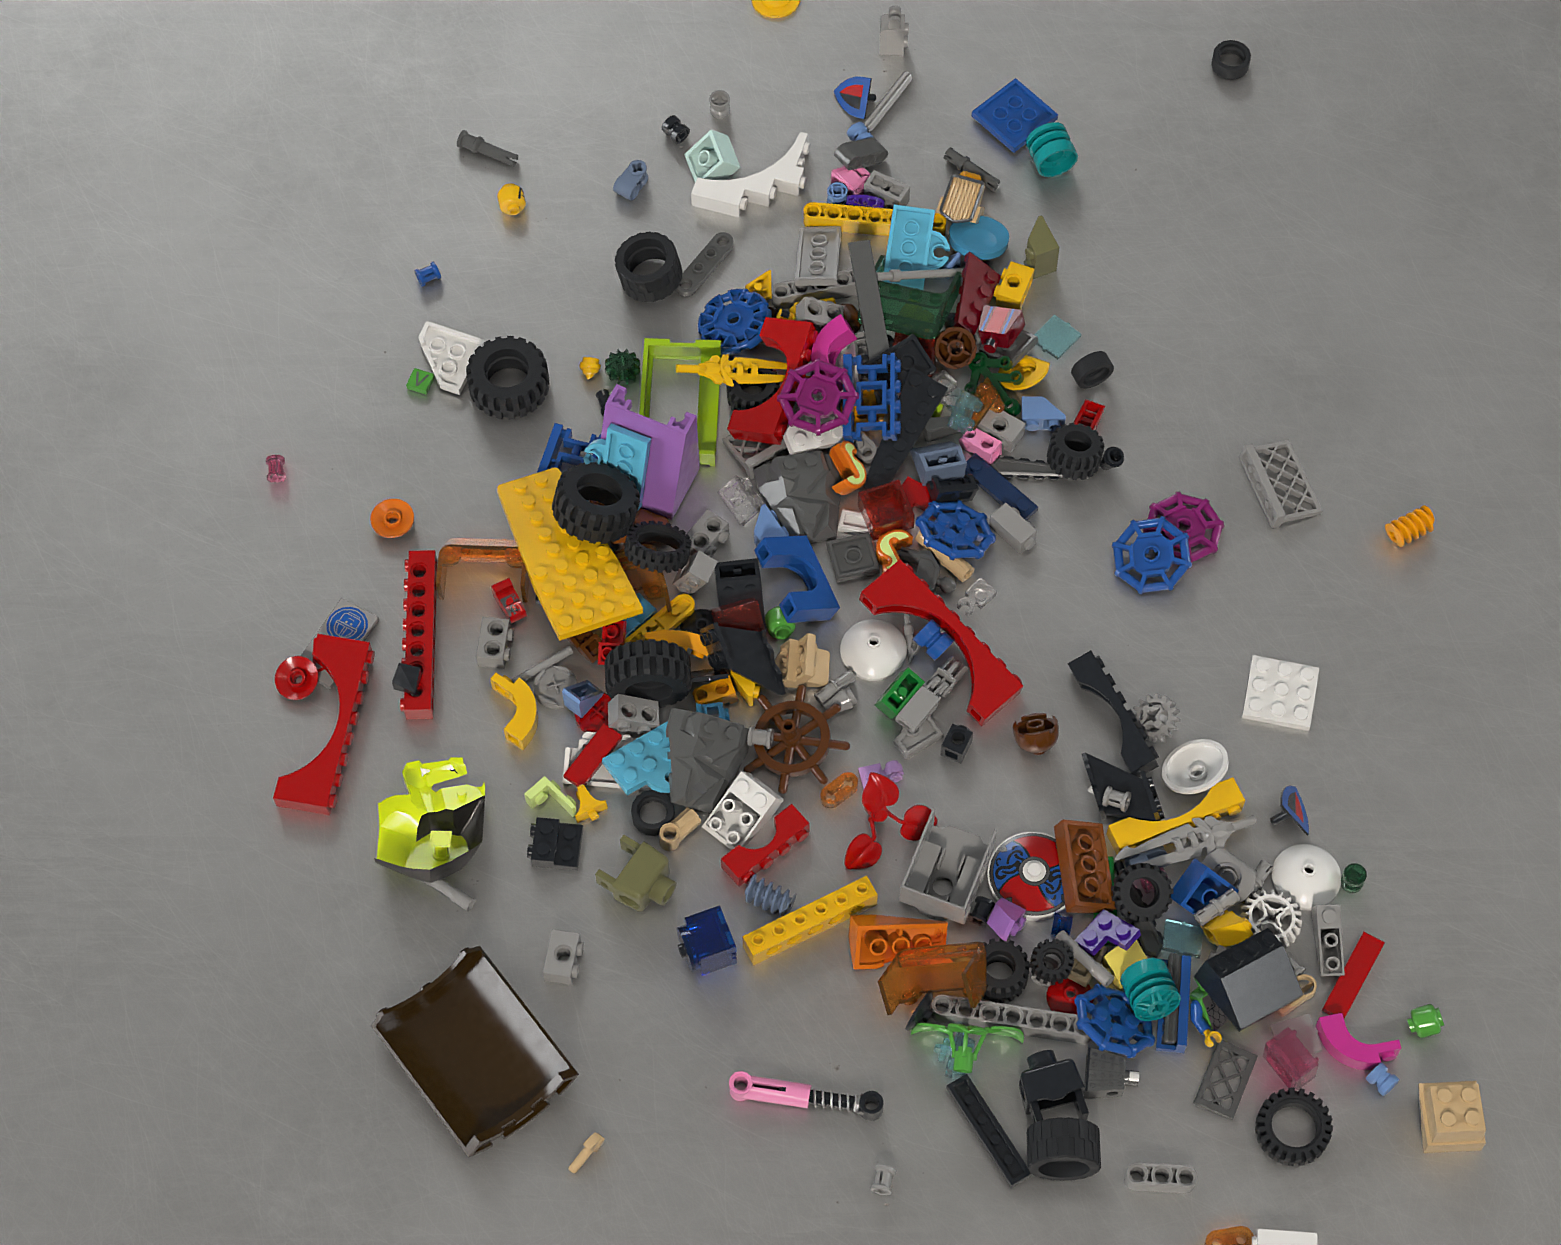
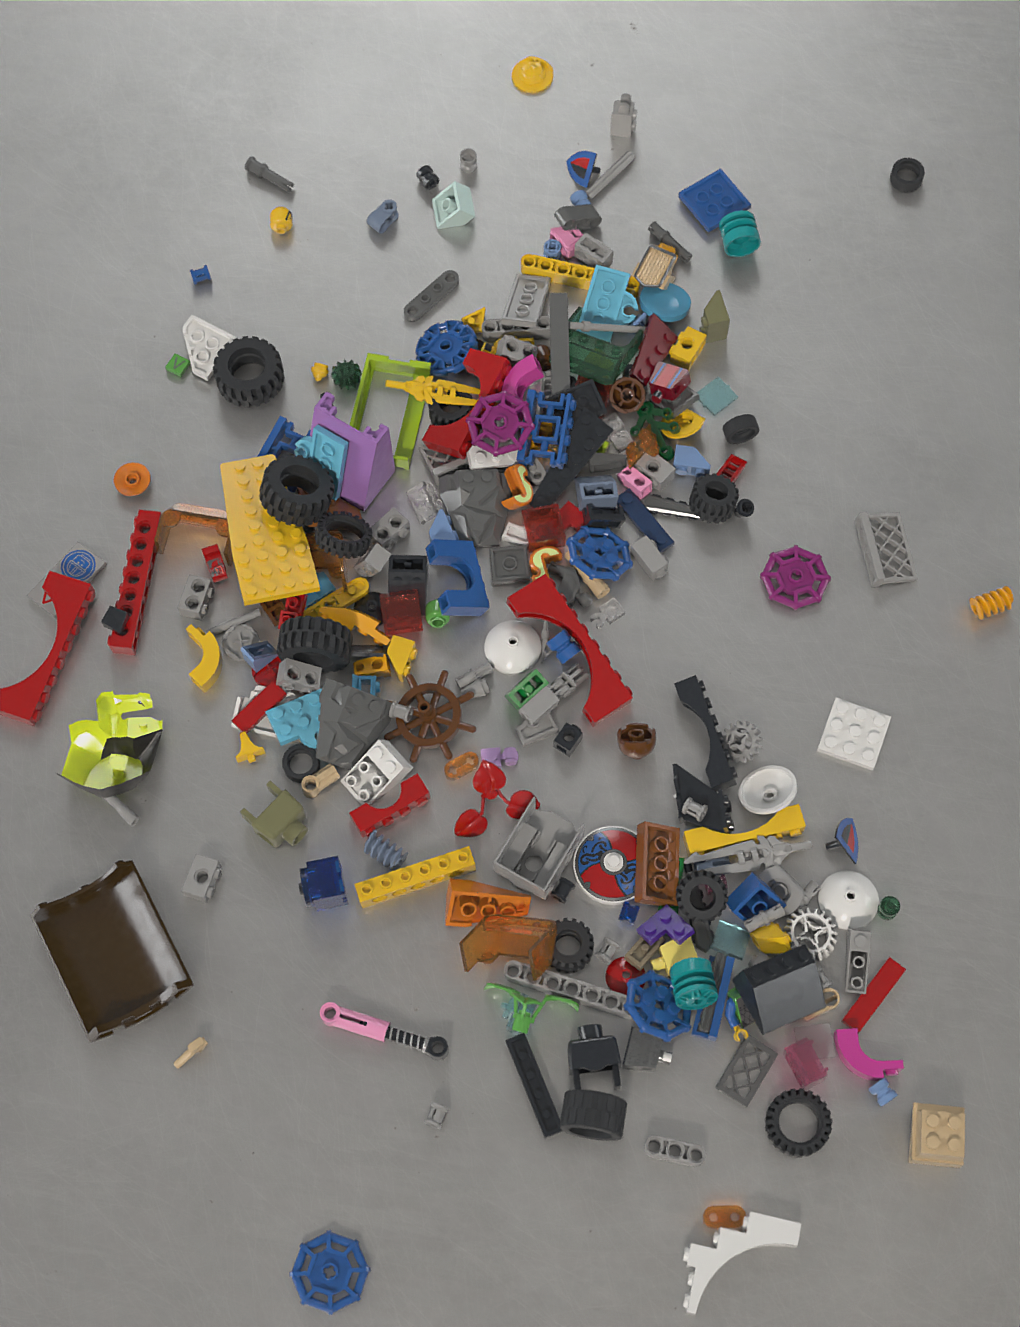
camera: 10 degrees right, 5 degrees up
(275, 468) = (45, 424): clear pink bush -> none
(289, 671) = (20, 605): red dish -> none
(539, 792) = (211, 730): yellowish green bracket -> none
(555, 844) = (214, 779): black plate -> none
(654, 285) = (374, 277): black tyre -> none
(732, 195) = (489, 236): white arch -> none
(744, 654) = (400, 638): black piece -> none
(803, 663) = (449, 652): tan piece -> none
(865, 201) = (573, 258): dark purple wheel -> none
(922, 1012) = (495, 973): black dish -> none
(962, 412) = (623, 451): clear light blue hips -> none
(1006, 919) = (582, 901): medium lavender slope -> none
(1061, 952) = (613, 933): black tyre -> none
(1095, 968) = (649, 957): light grey piece -> none
(1157, 566) = (771, 605): blue plate -> none
(1425, 1021) = (930, 1045): bright green head -> none

